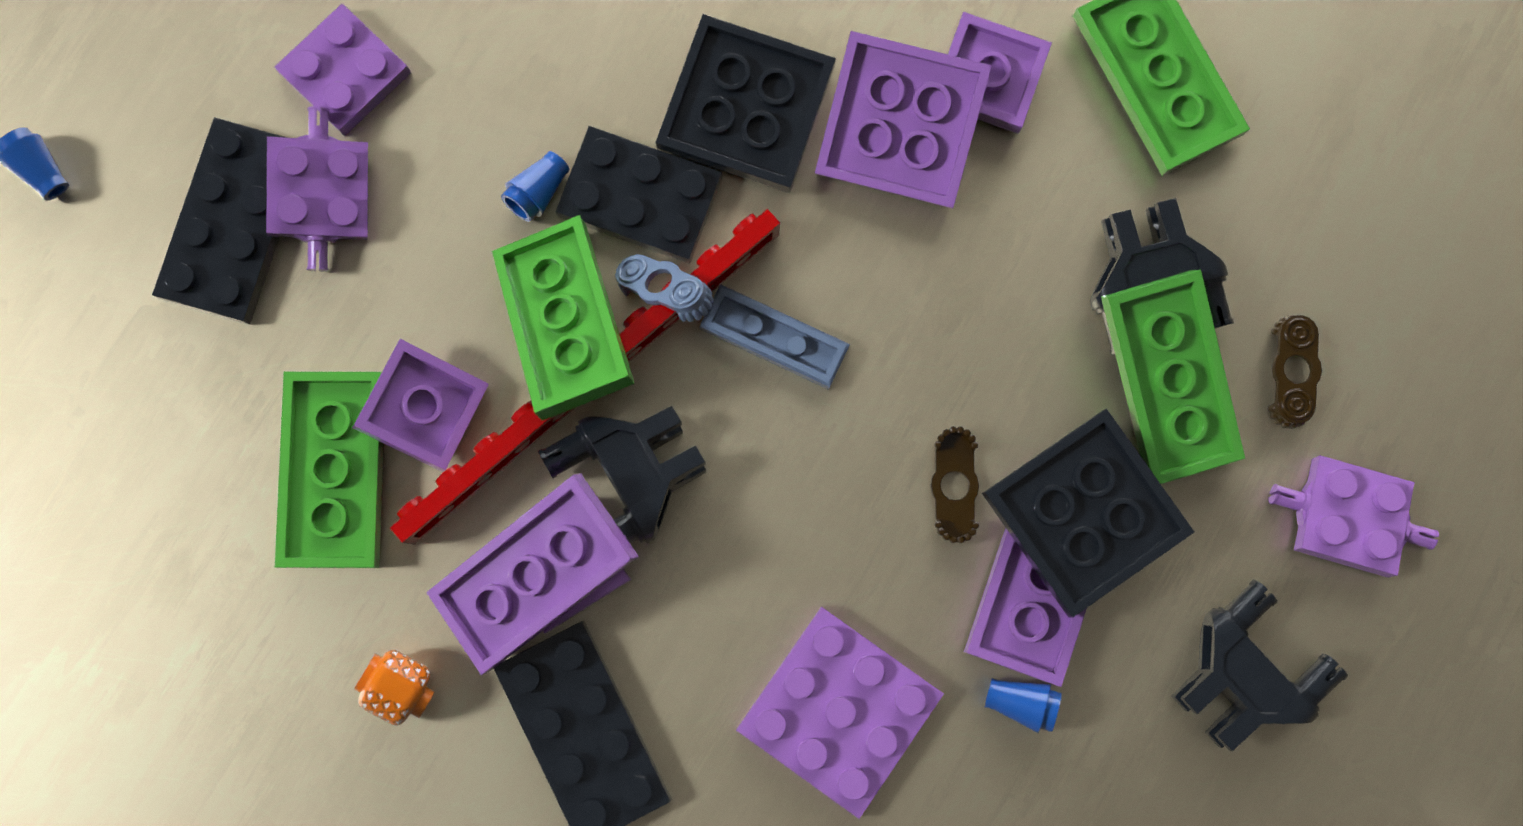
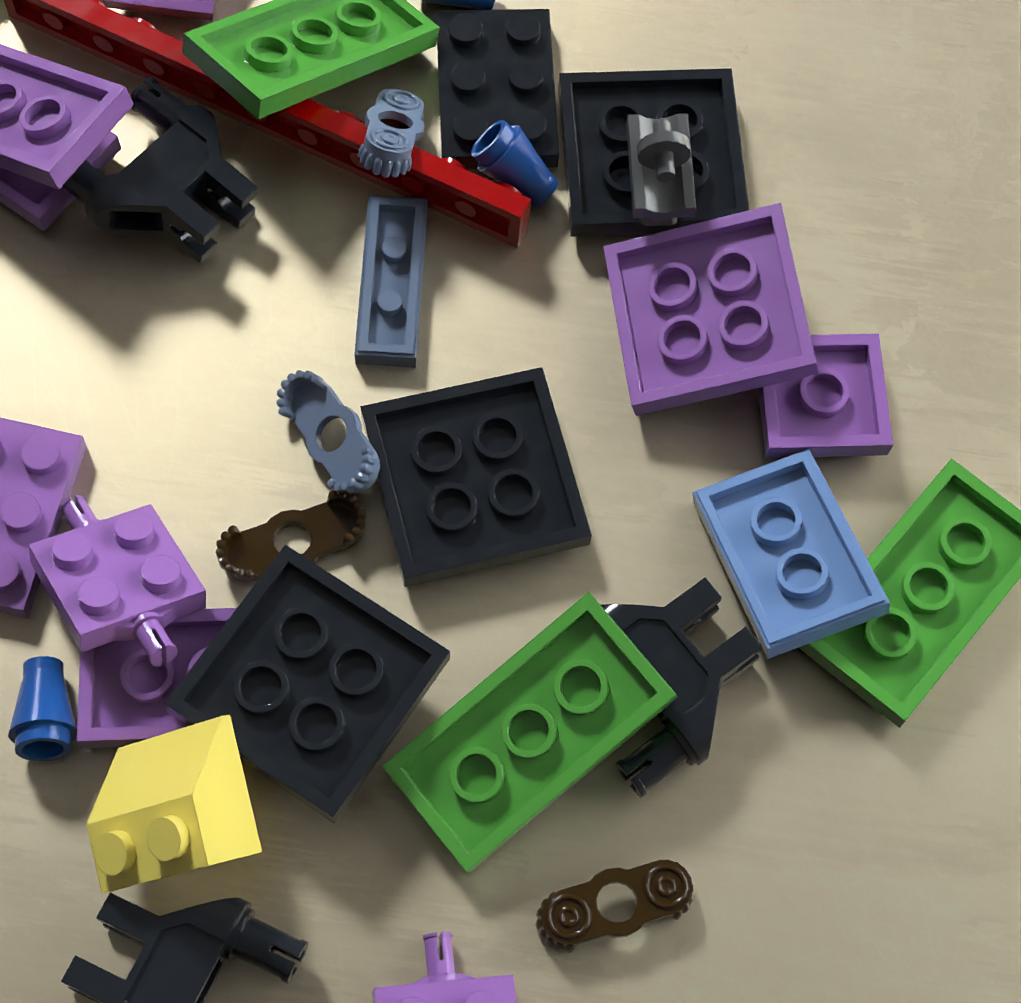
camera: 65 degrees right, 15 degrees down
(720, 209) = (510, 158): none -> blue cone
(784, 102) = (660, 169): none -> dark grey hips
(860, 433) = (313, 405): none -> sand blue piece
(952, 618) = (117, 578): none -> medium lavender plate
(960, 339) = (475, 476): none -> black plate
(1104, 149) = (790, 553): none -> medium blue tile
(1150, 638) = (172, 807): none -> light yellow slope

